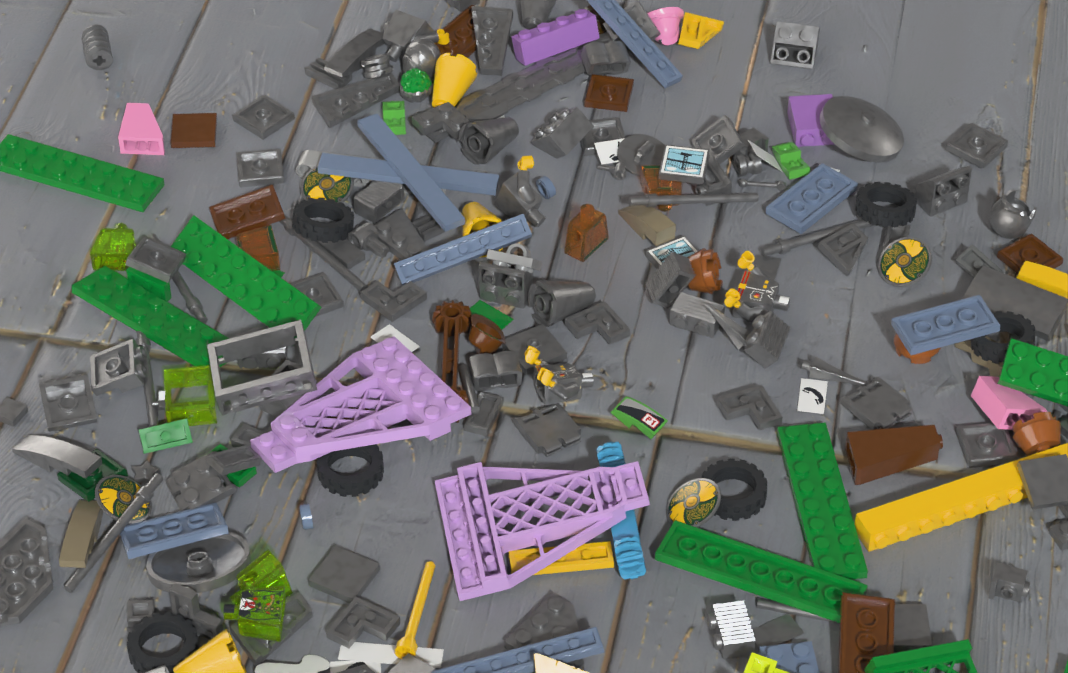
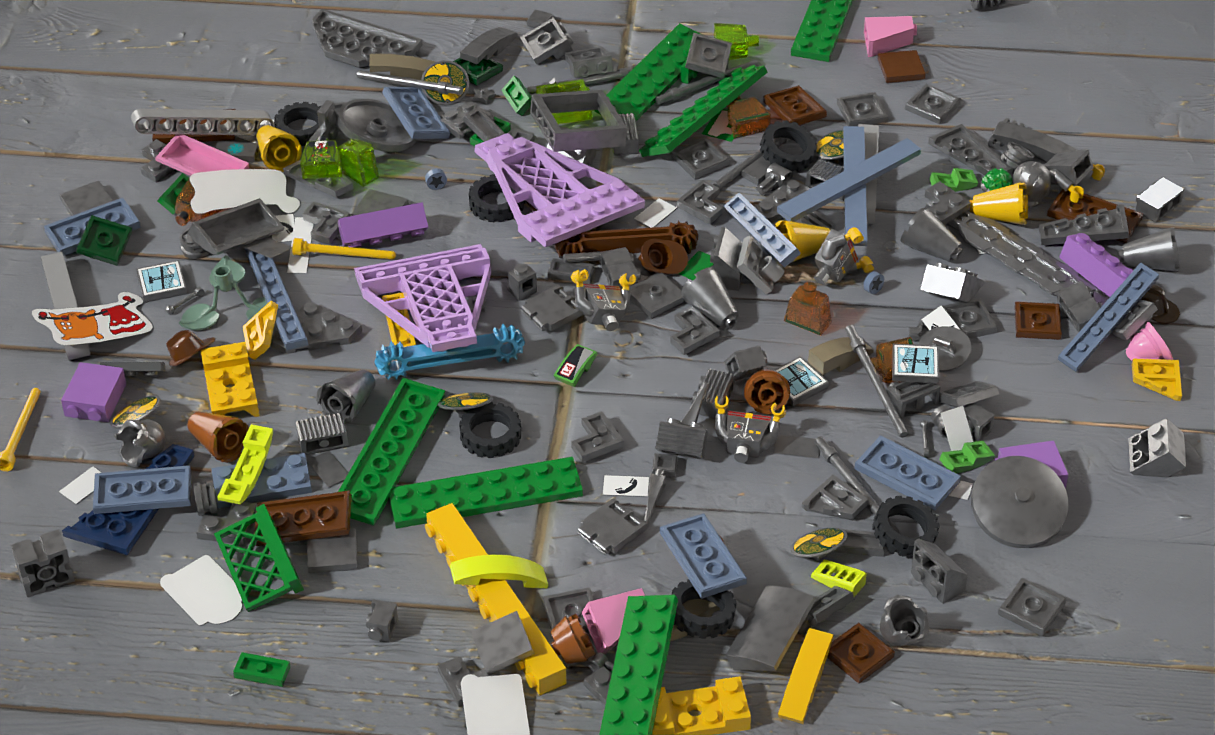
camera: 85 degrees right, 0 degrees up
(389, 563) = (383, 224): none -> medium lavender brick
(505, 448) = (522, 275): none -> flat silver brick
(680, 600) = (346, 394): none -> flat silver cone
(789, 363) = (665, 462): none -> flat silver tile
(890, 451) = (546, 533): reddish brown slope -> none
(950, 246) = (856, 576): none -> neon yellow slope
(957, 484) = (502, 567): none -> neon yellow slope

